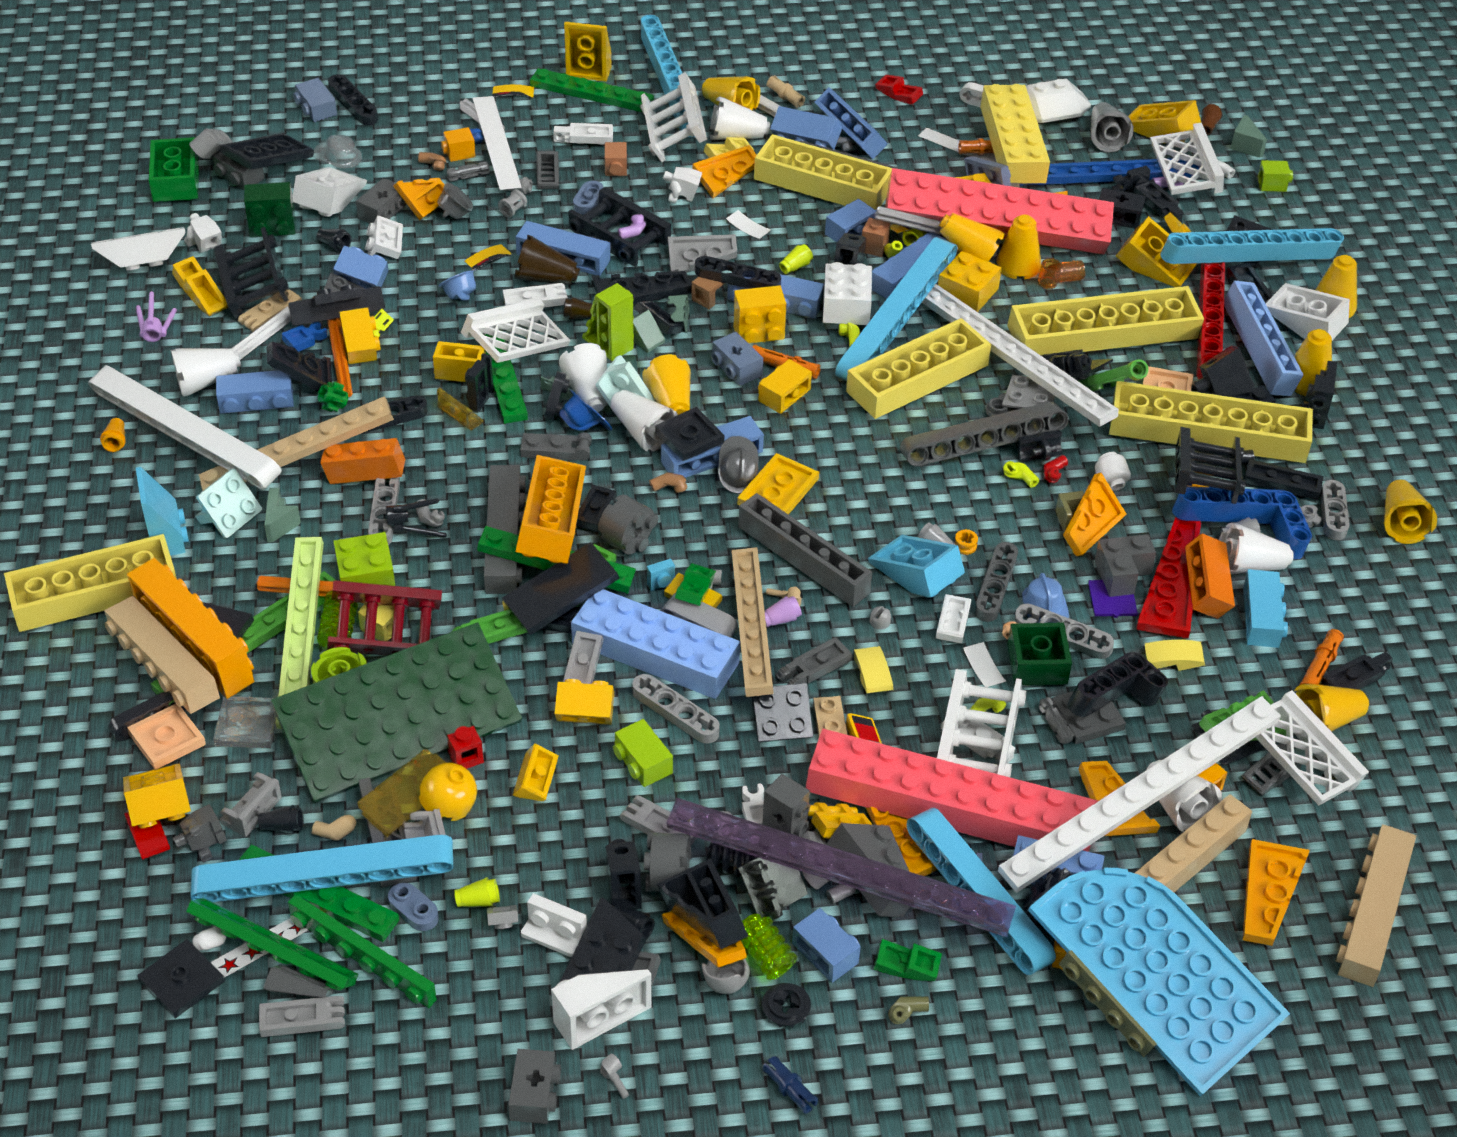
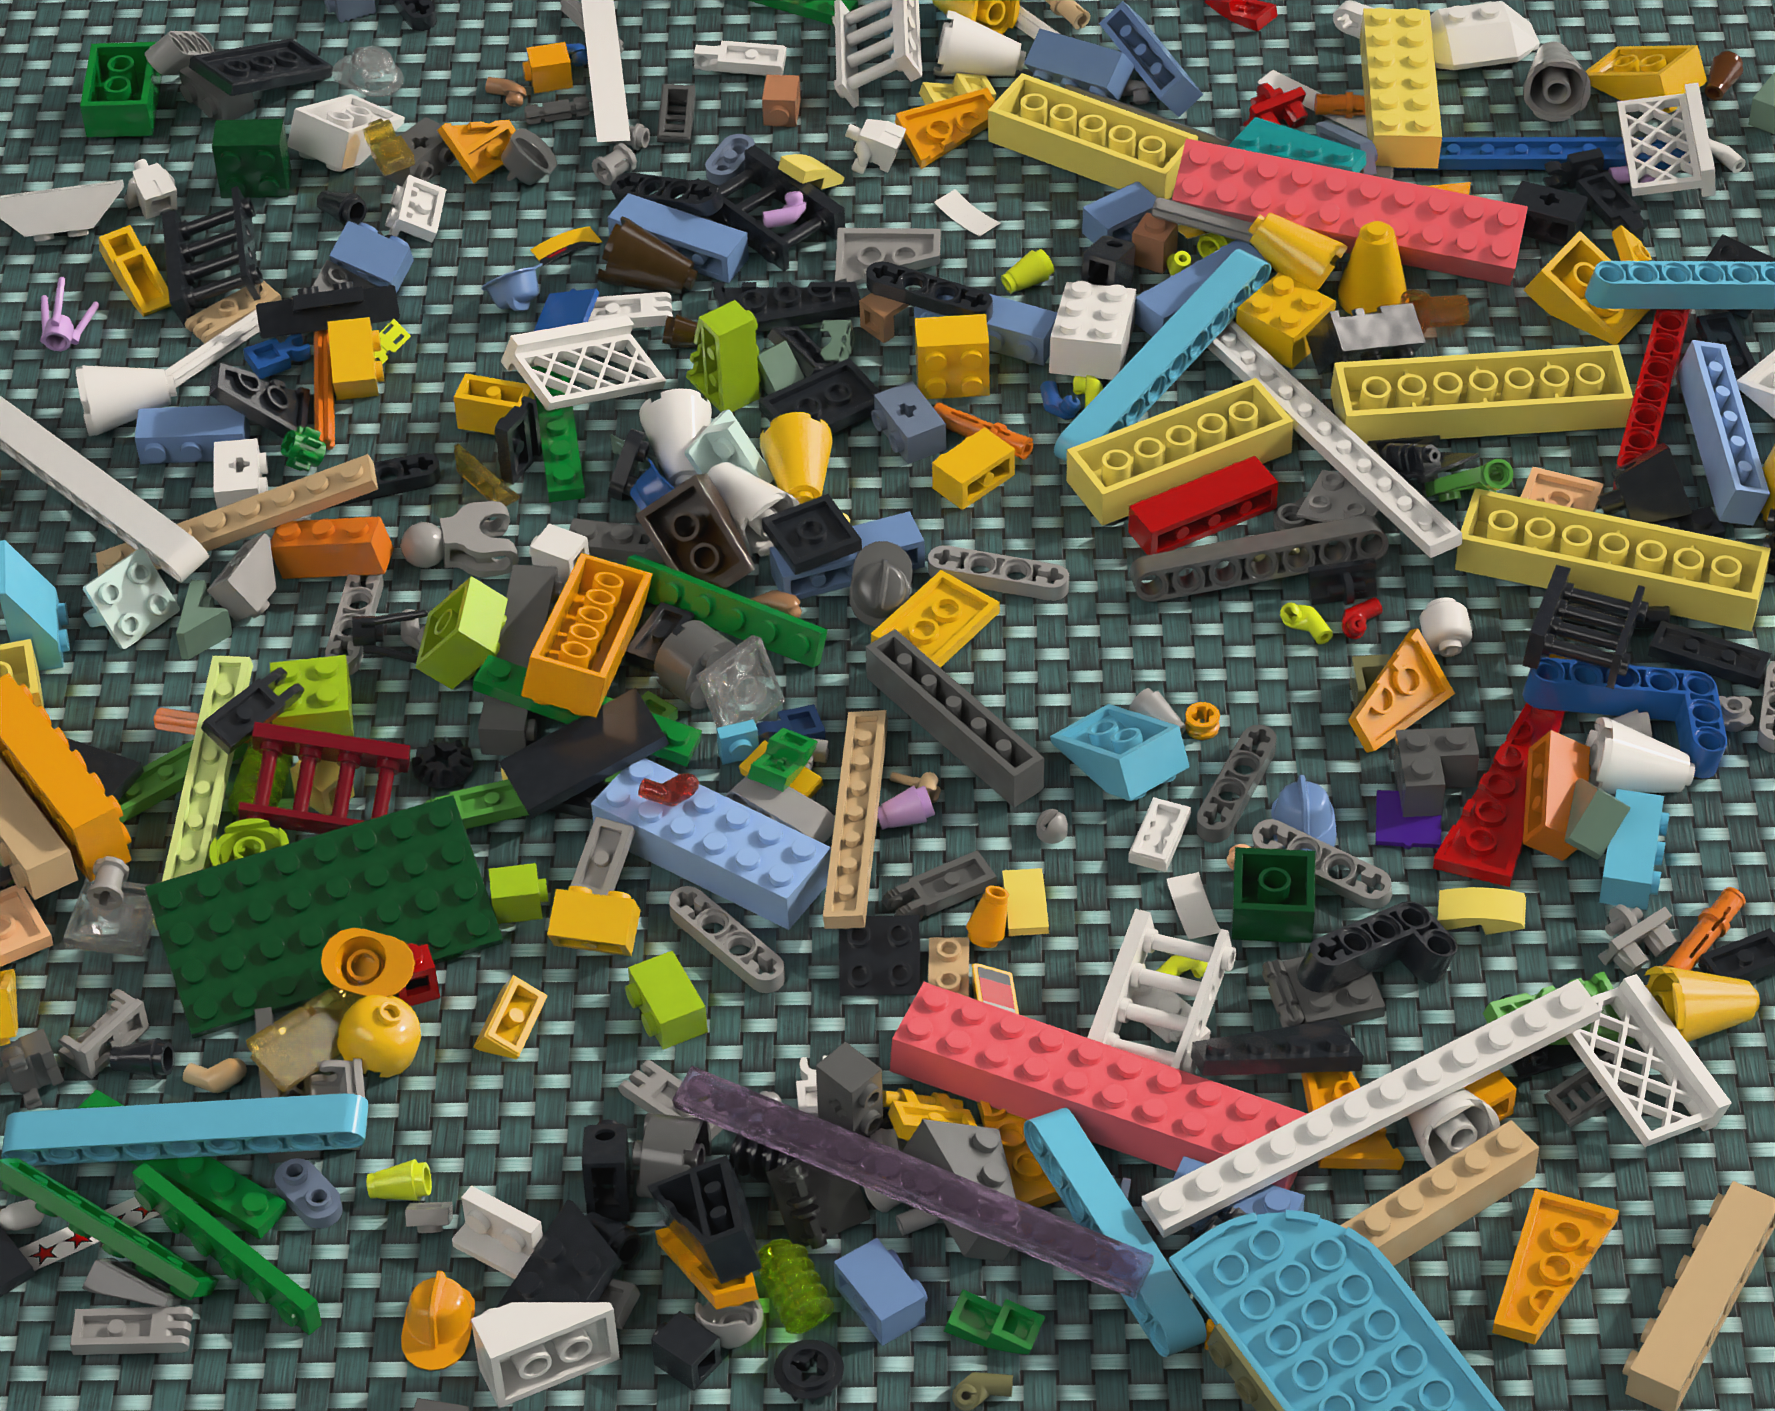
camera: 10 degrees right, 0 degrees up
(241, 698) = (106, 890): none -> light grey bush
(290, 414) = (238, 471): none -> white brick
(307, 486) = (246, 580): none -> light grey slope
(320, 578) = (257, 703): none -> black hinge
(361, 200) = (386, 149): none -> clear yellow plate
(436, 741) = (367, 962): none -> light orange piece
(452, 452) = (464, 541): none -> light grey piece
(458, 609) = (436, 775): none -> black gear
(463, 513) = (462, 633): none -> lime brick
(497, 296) = (567, 308): none -> blue piece
(519, 453) = (559, 549): none -> white brick
(519, 993) = (437, 1323): none -> light orange piece
(528, 686) = (517, 893): none -> lime brick
(574, 220) = (698, 197): none -> black beam
(613, 442) = (697, 533): none -> dark brown slope
(625, 611) = (670, 792): none -> clear red arm
(643, 201) = (808, 169): none -> light yellow slope
(644, 489) = (734, 613): none -> green plate
(658, 536) = (741, 684): none -> clear plate
(685, 341) = (836, 395): none -> black plate
(699, 997) = (686, 1350): none -> black brick
(701, 557) = (801, 720): none -> dark blue plate
(813, 450) = (1000, 567): none -> light grey beam
(836, 345) = (1059, 407): none -> blue arm
(852, 684) = (988, 920): none -> light orange cone
(932, 149) = (1275, 105): none -> red hips
(939, 403) = (1203, 506): none -> red brick
(954, 169) = (1288, 143): none -> teal wing
(1024, 288) = (1376, 335): none -> wedge
(1069, 757) = (1291, 1049): none -> black wing
(1239, 589) = (1593, 819): none -> sand green slope
(1289, 662) = (1625, 948): none -> light grey hips

